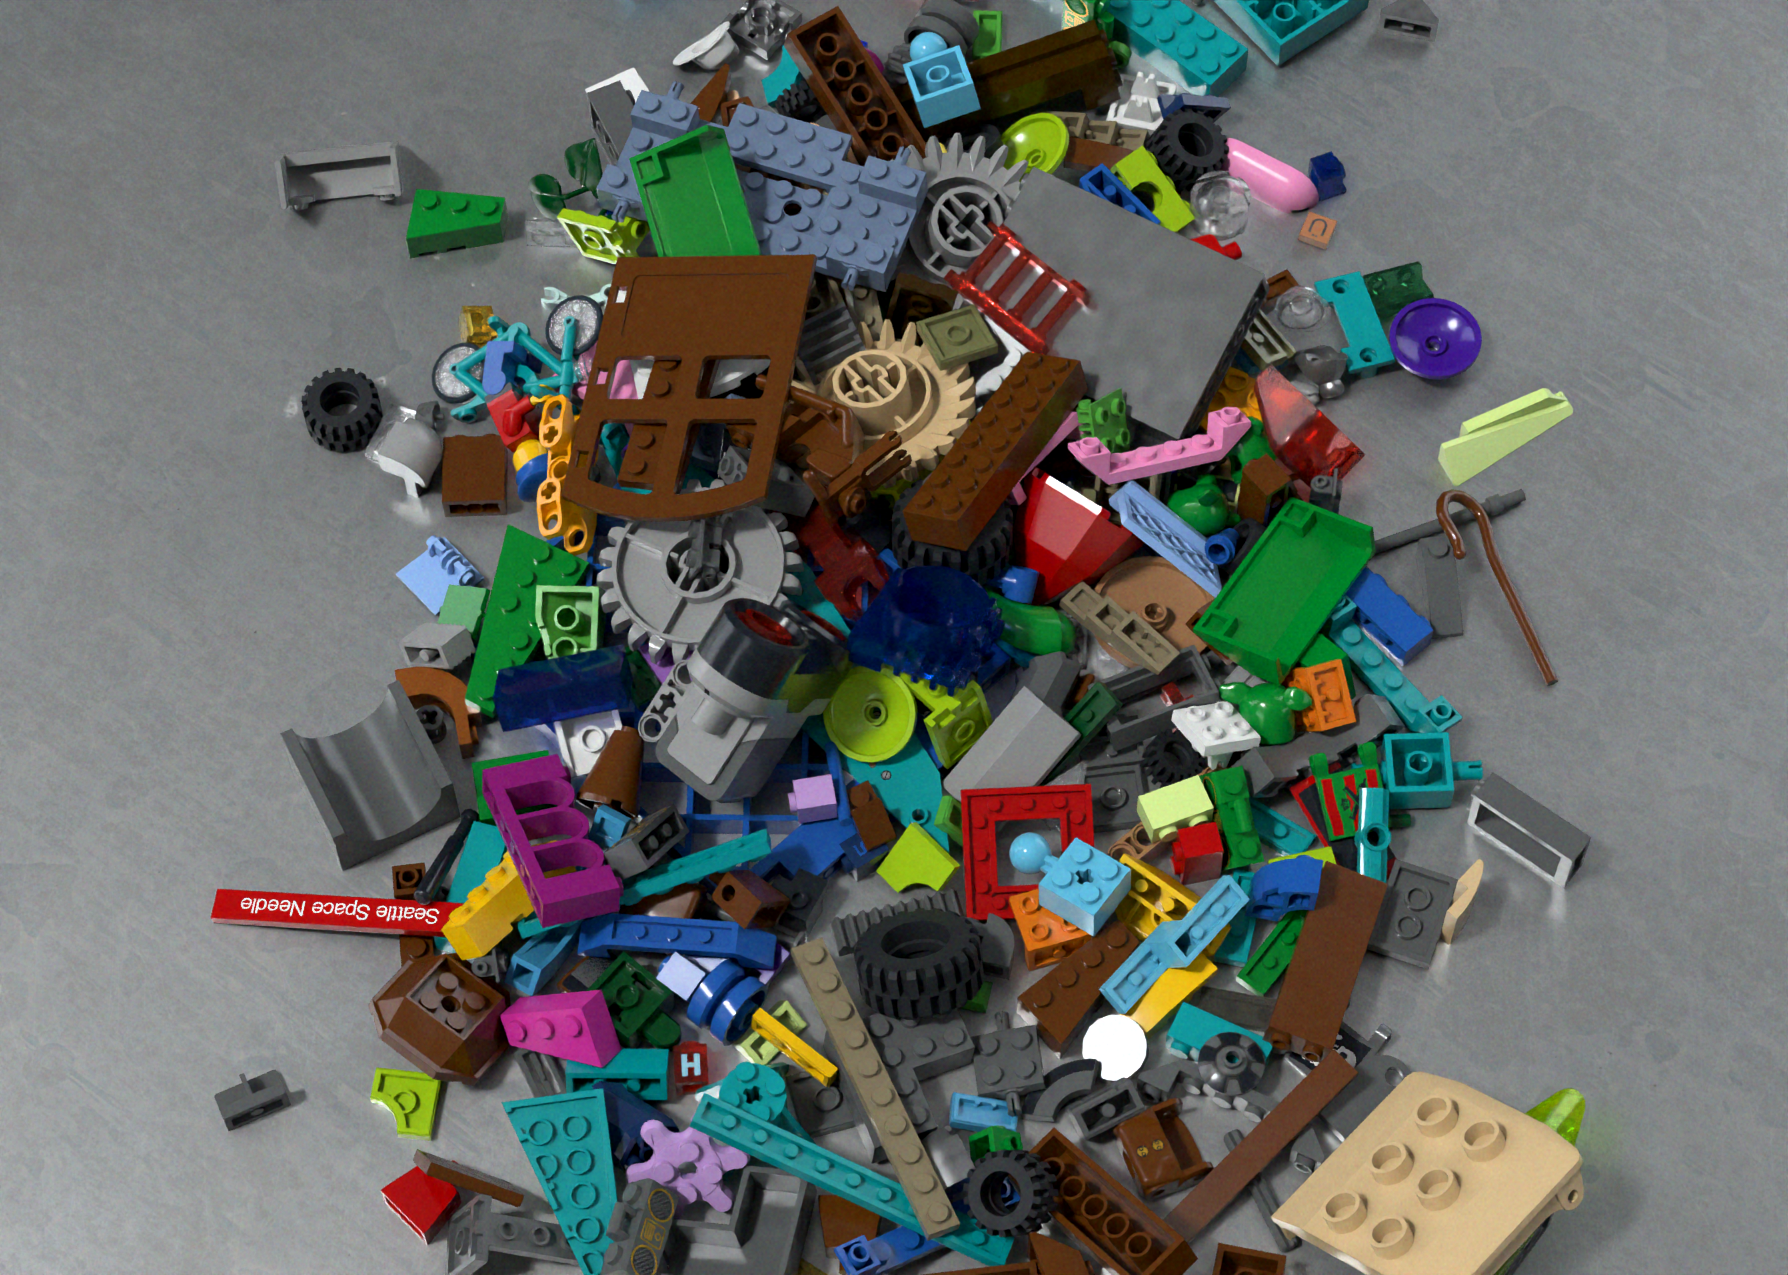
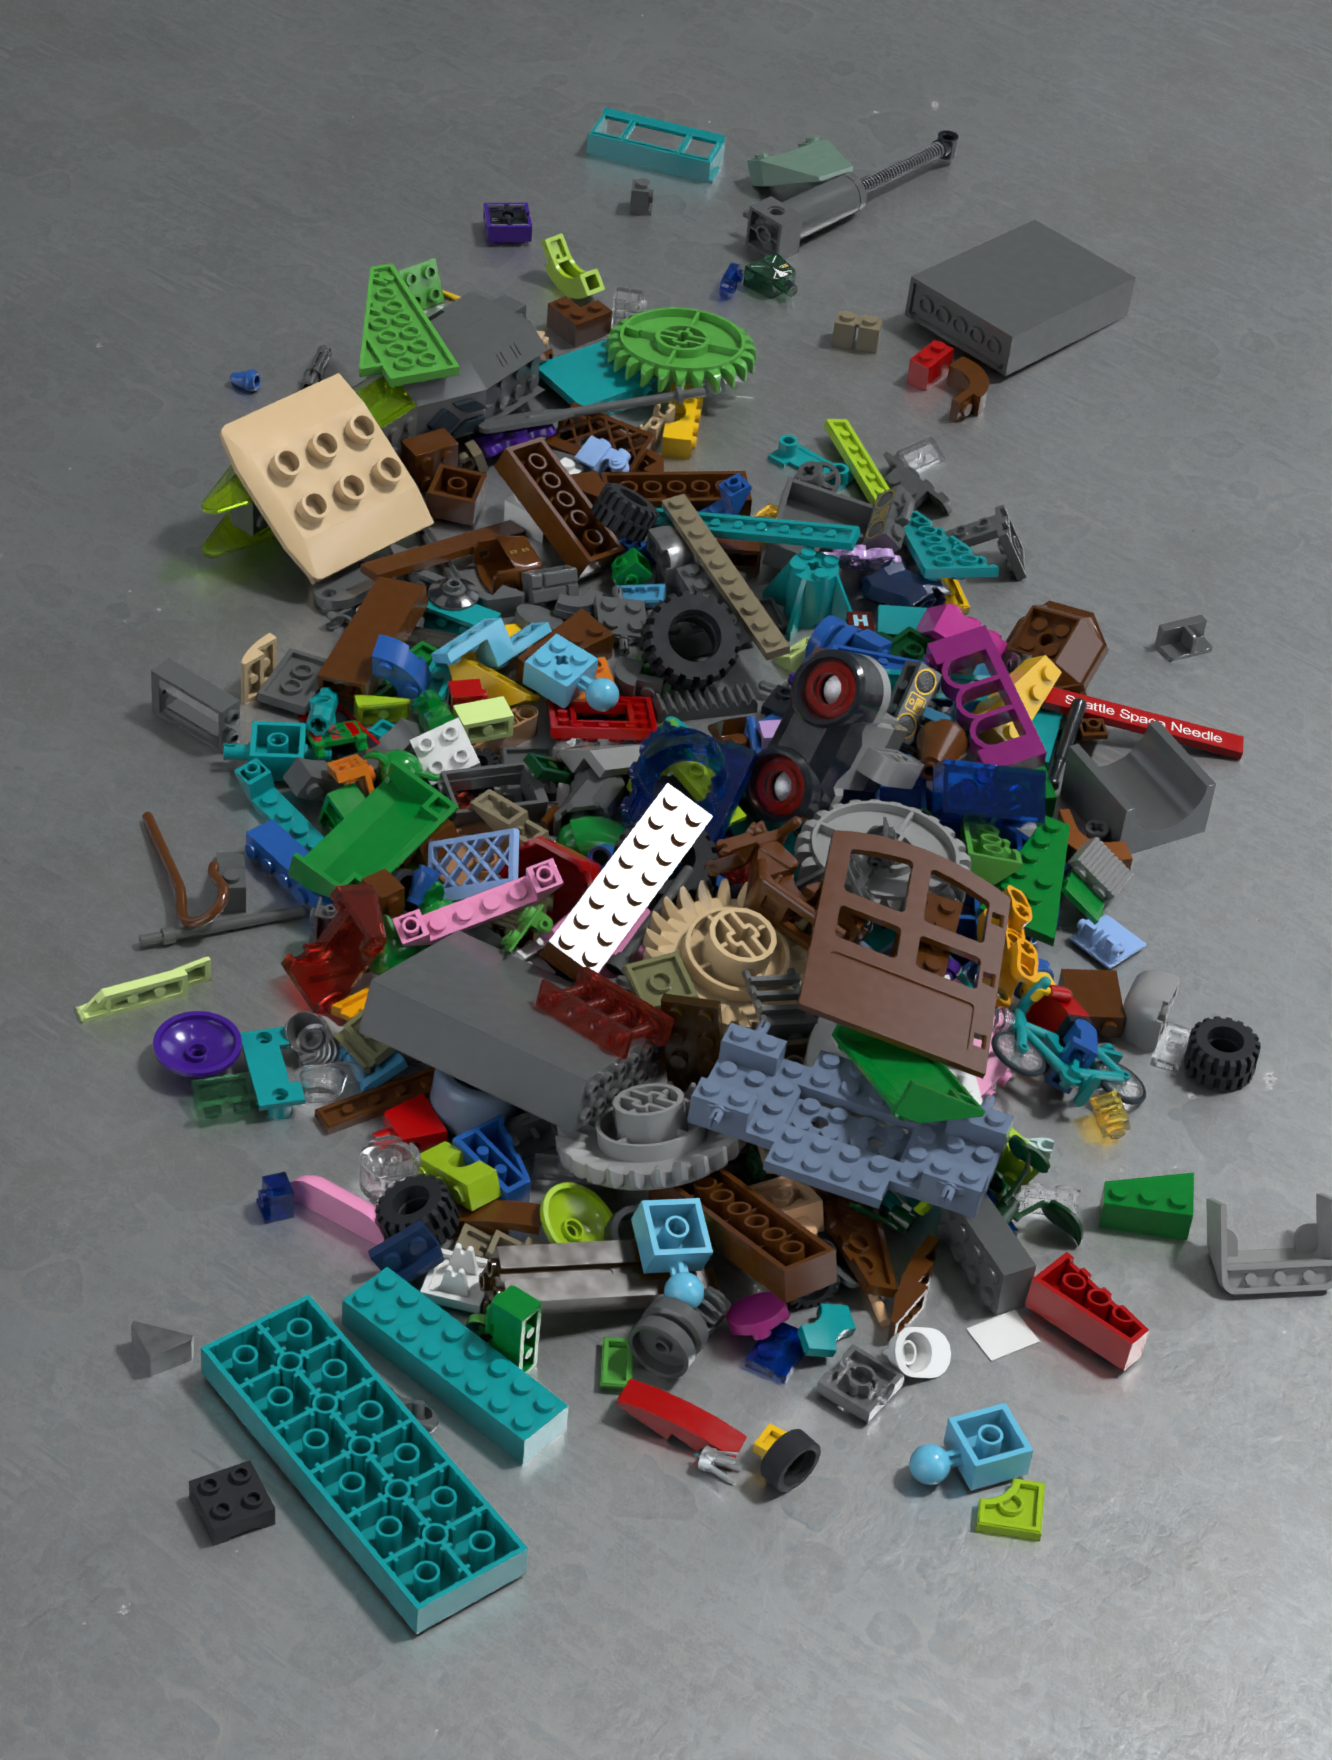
camera: 175 degrees right, 20 degrees down
(422, 1202) = (1047, 580): red torso -> none
(429, 414) = (1143, 1055): dark grey piece -> none
(468, 1178) = (1020, 560): reddish brown tile -> none
(543, 99) = (1087, 1312): none -> red wedge
(794, 1047) = (789, 624): yellow tile -> none
(917, 860) = (683, 715): lime tile -> none
(1317, 230) = (292, 1161): nougat tile -> none

